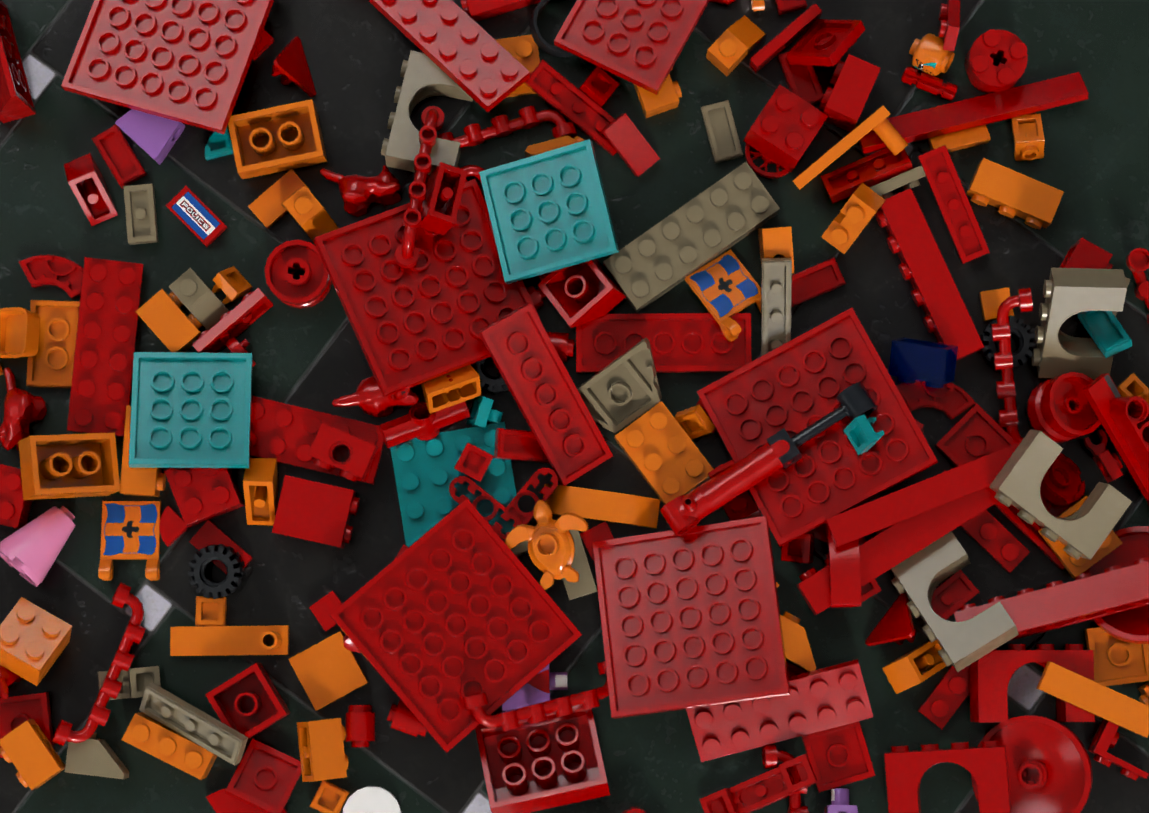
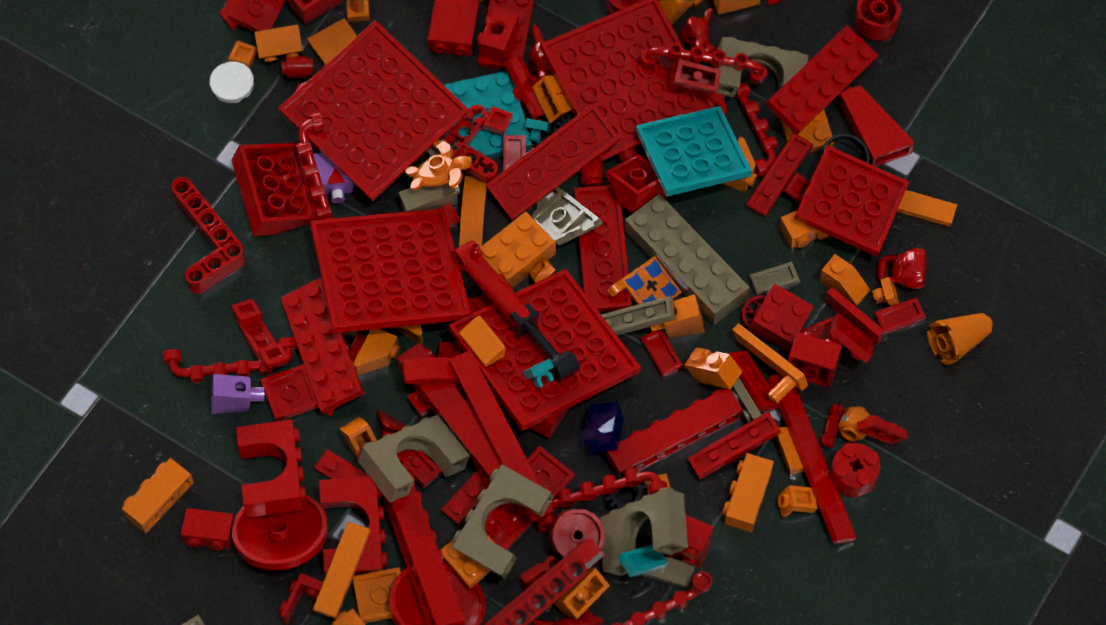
camera: 80 degrees right, 20 degrees down
(630, 144) = (755, 212): red tile -> none
(813, 503) = (483, 341): none -> orange slope
(949, 399) = (579, 453): red tile -> none
(1062, 482) = (519, 535): red tile -> none

